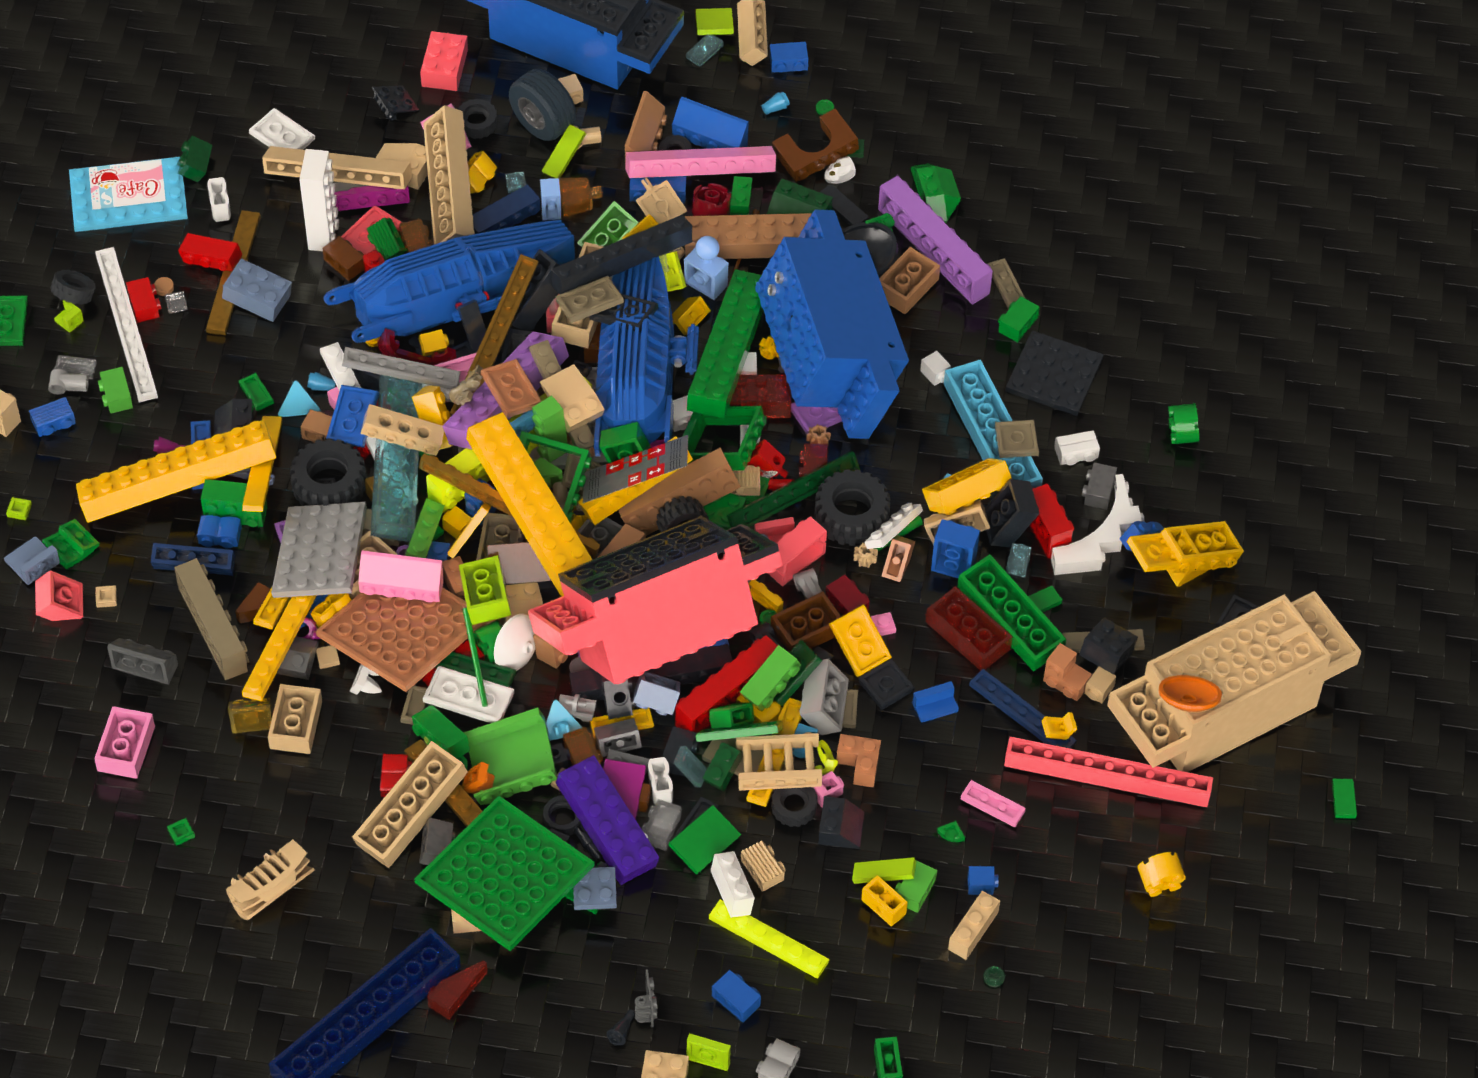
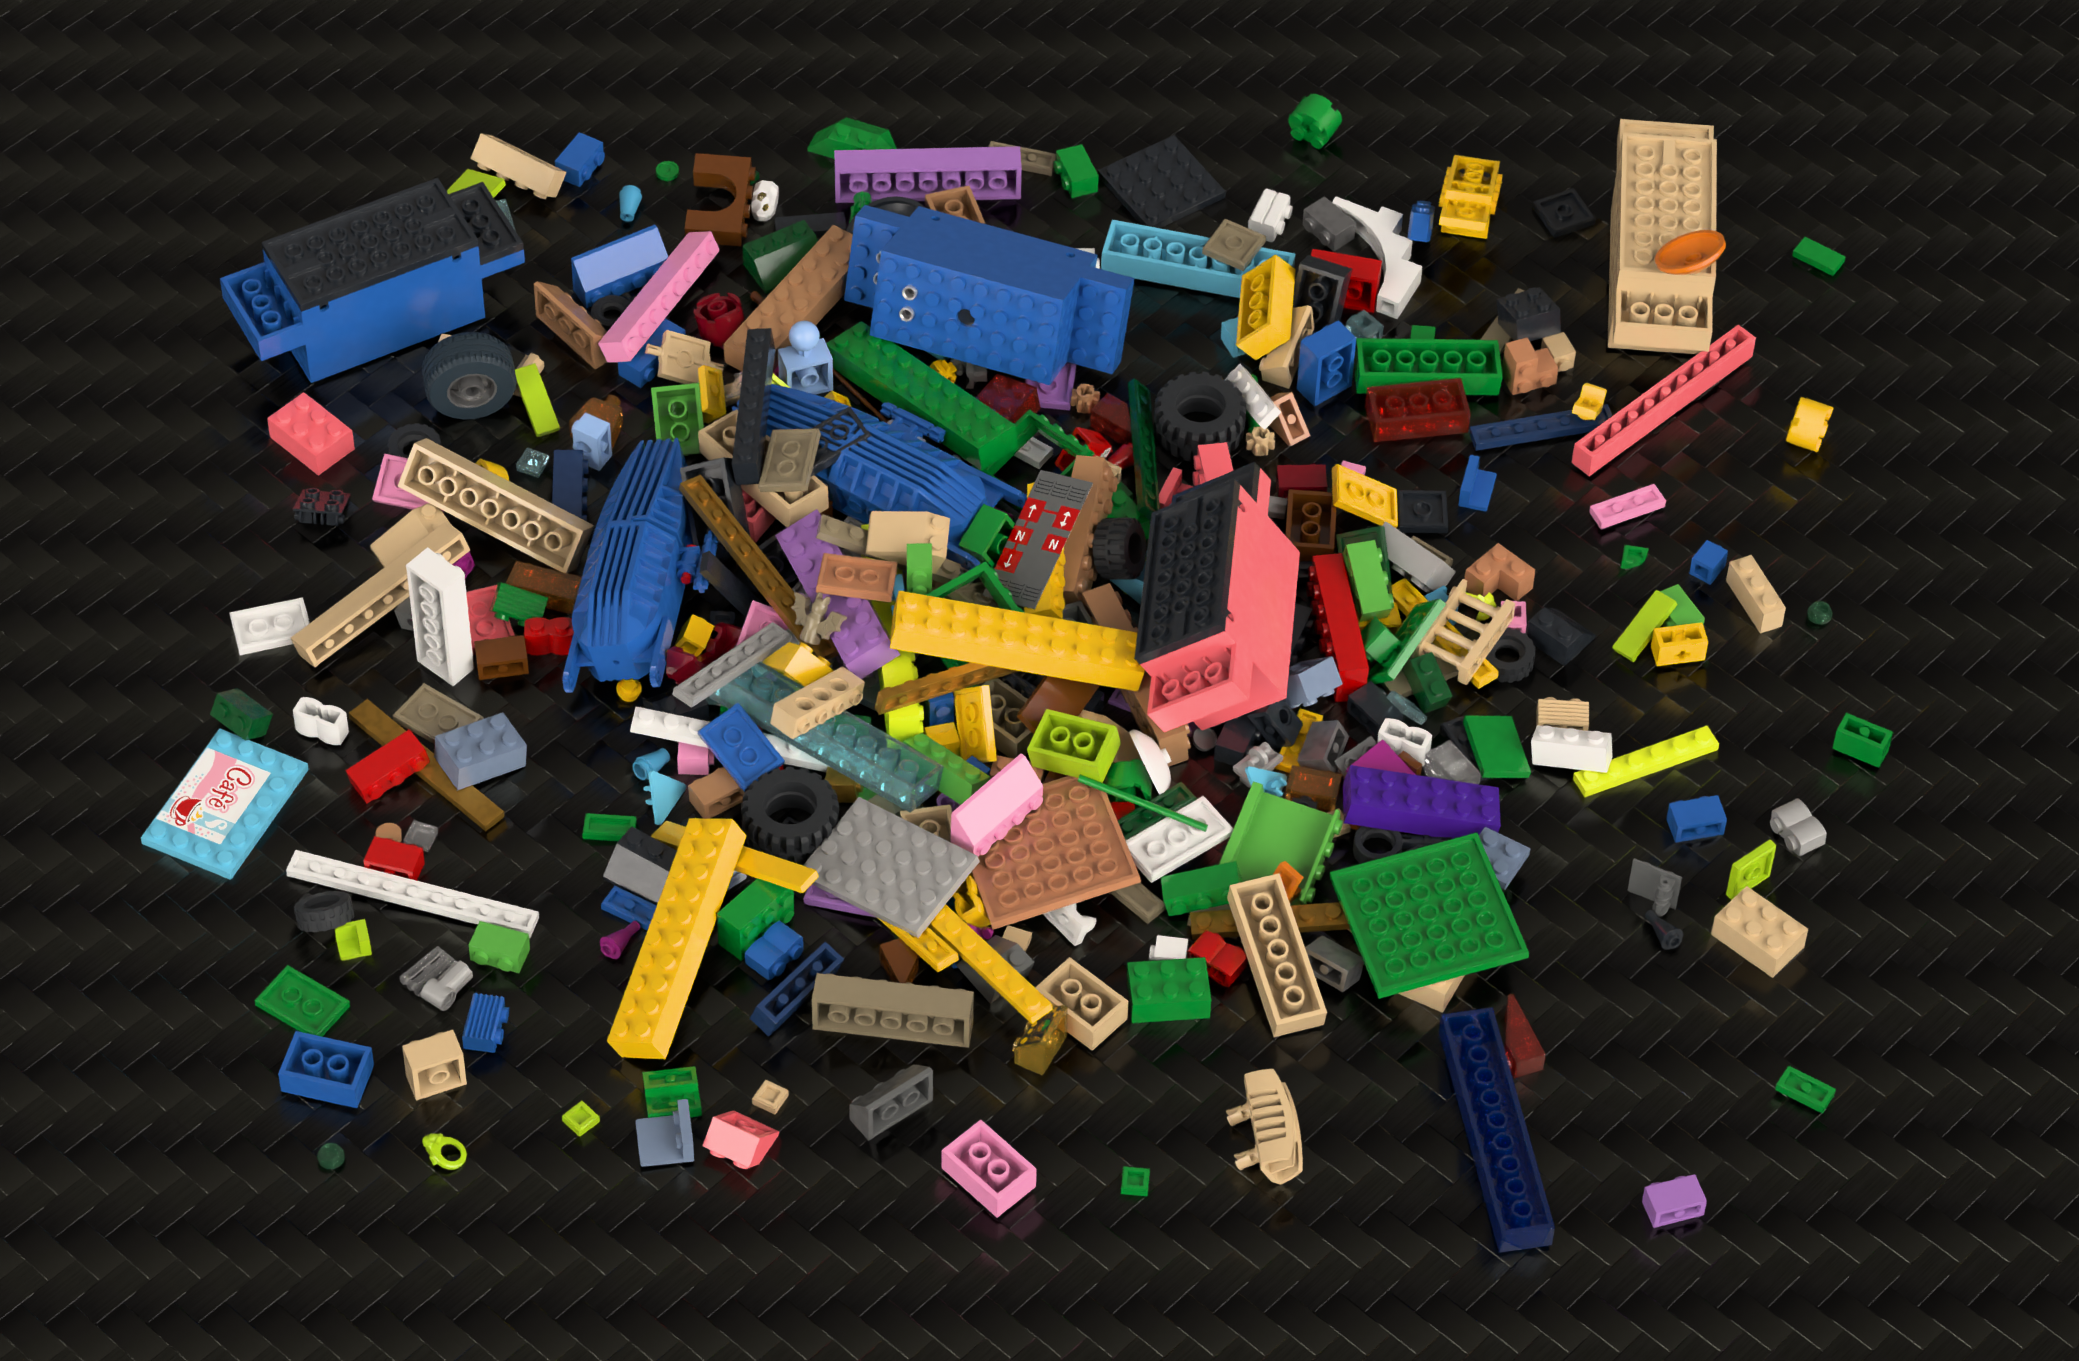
camera: 55 degrees left, 5 degrees down
(276, 253) = (433, 713): none -> dark tan tile
(345, 762) = (1168, 990): none -> green brick
(375, 746) = (1168, 948): none -> white brick
(741, 196) = (724, 282): green brick -> none

